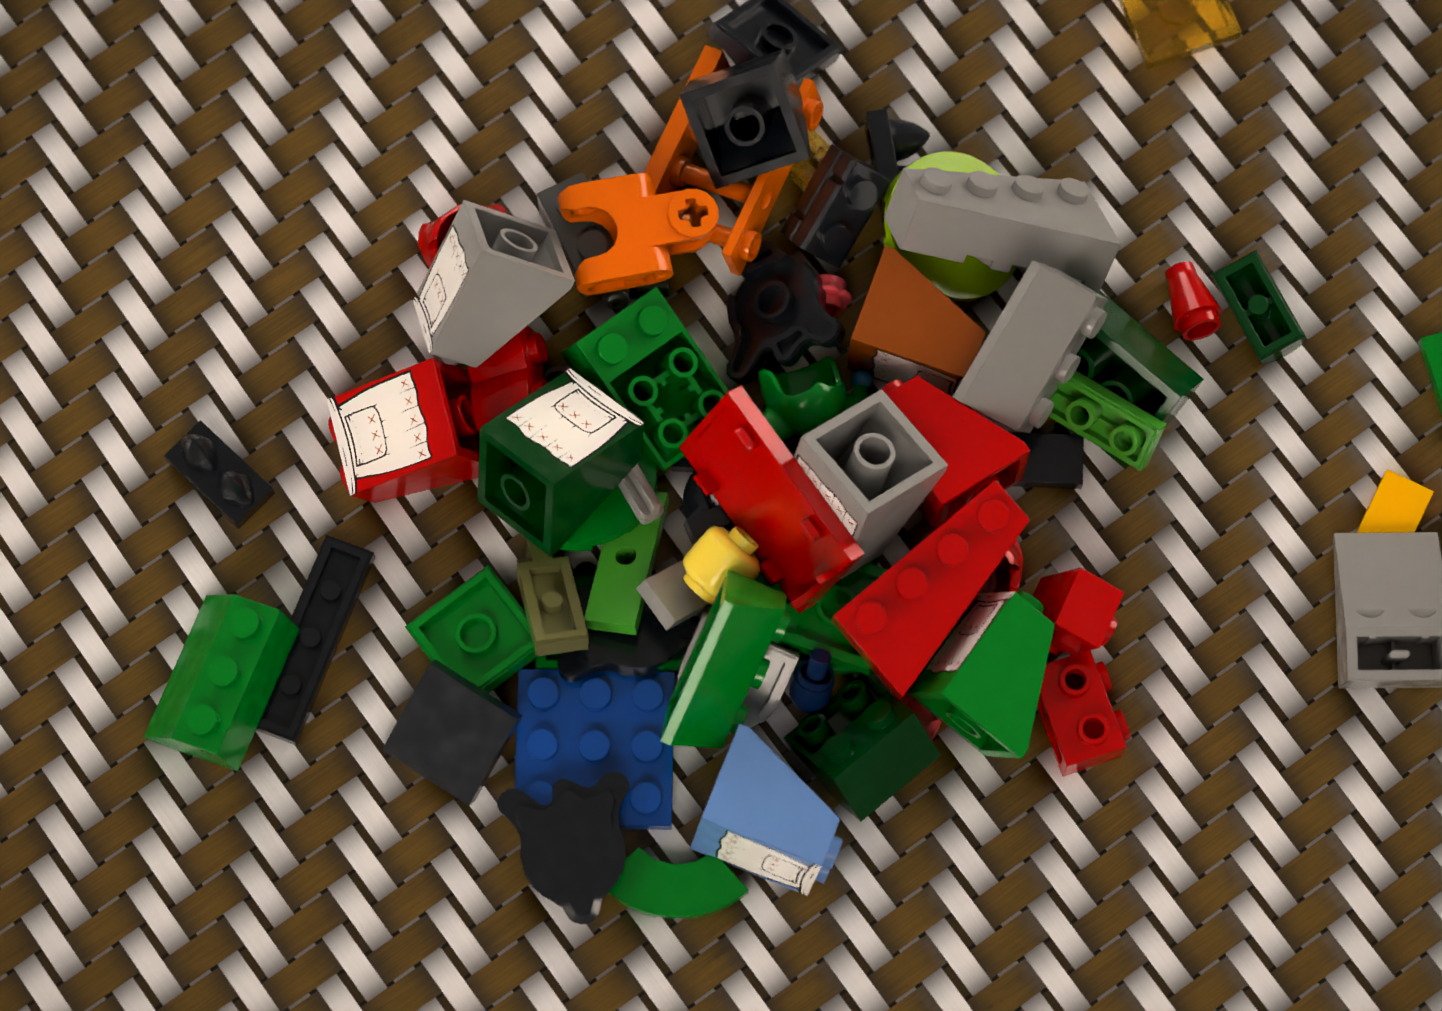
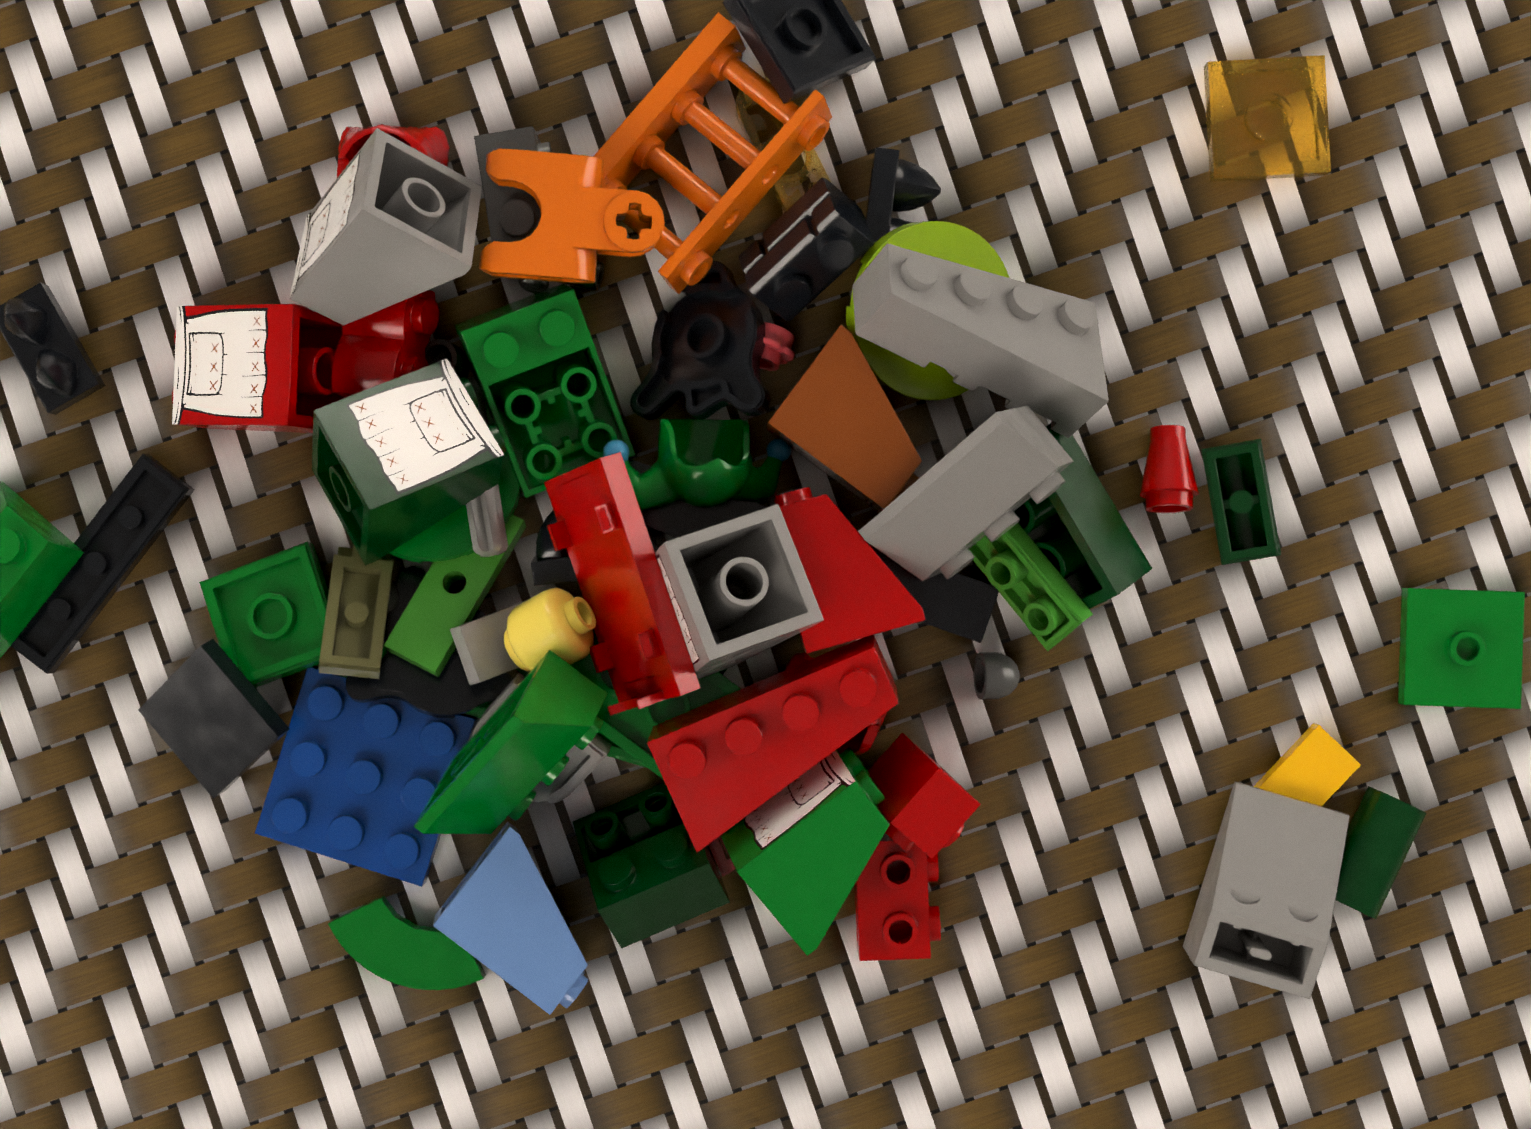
camera: 15 degrees right, 15 degrees up
(573, 844) = (307, 880): black tile -> none
(747, 118) = (733, 121): black slope -> none
(813, 682) = (617, 780): dark blue cylinder -> none
(1102, 508) = (994, 675): none -> dark grey hinge

